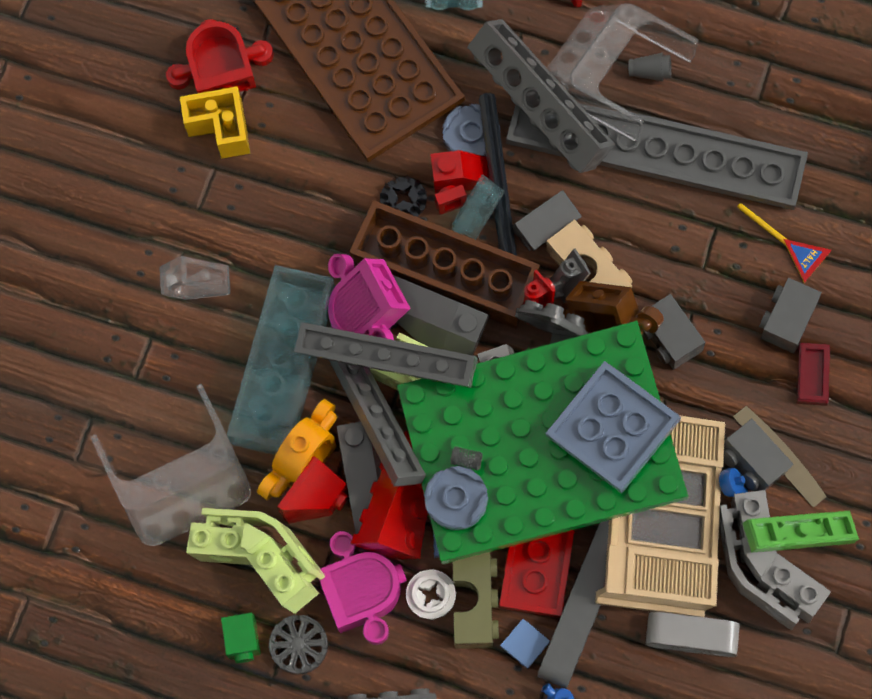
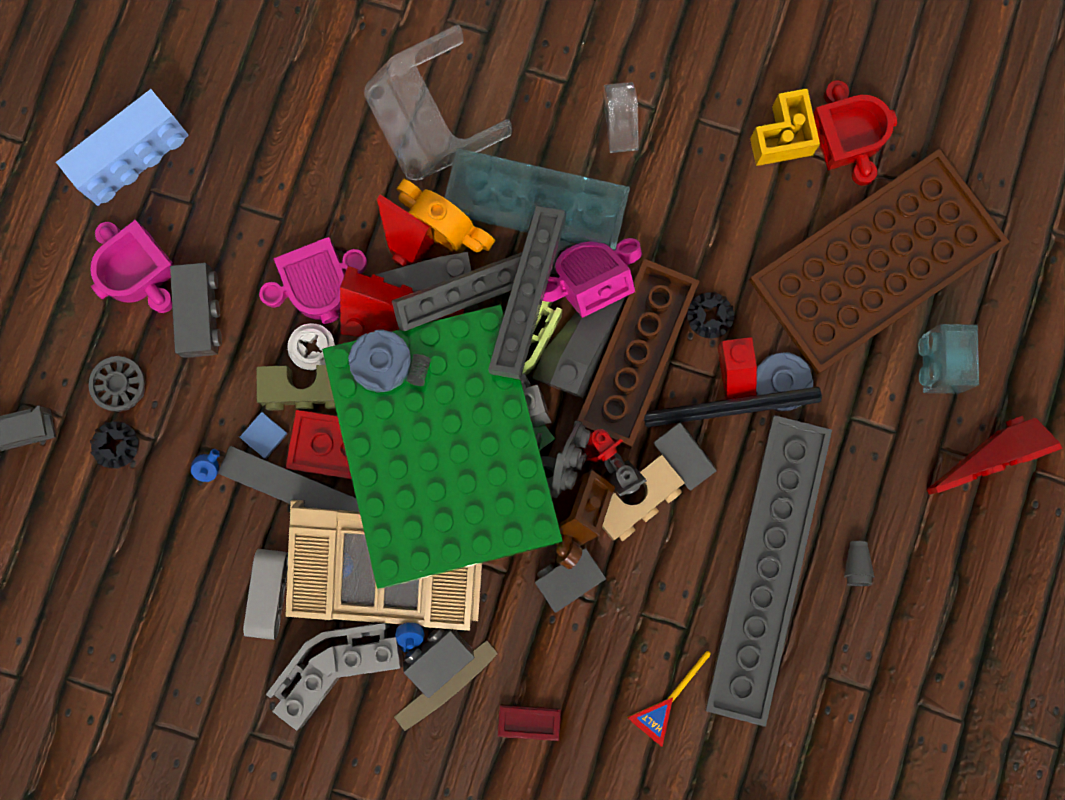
camera: 85 degrees right, 10 degrees up
(241, 637) = (272, 173): green brick -> none
(253, 547) = (337, 187): yellowish green brick -> none
(298, 644) = (267, 226): dark grey wheel -> none
(450, 198) = (709, 360): red plate -> none
(478, 208) = (697, 386): clear light blue hinge -> none
(593, 143) = (818, 447): dark grey brick -> none
(595, 48) = (872, 504): clear windscreen -> none
(613, 426) = (444, 513): sand blue plate -> none
(790, 315) = (588, 701): dark grey brick -> none
(800, 531) = (357, 702): bright green plate -> none

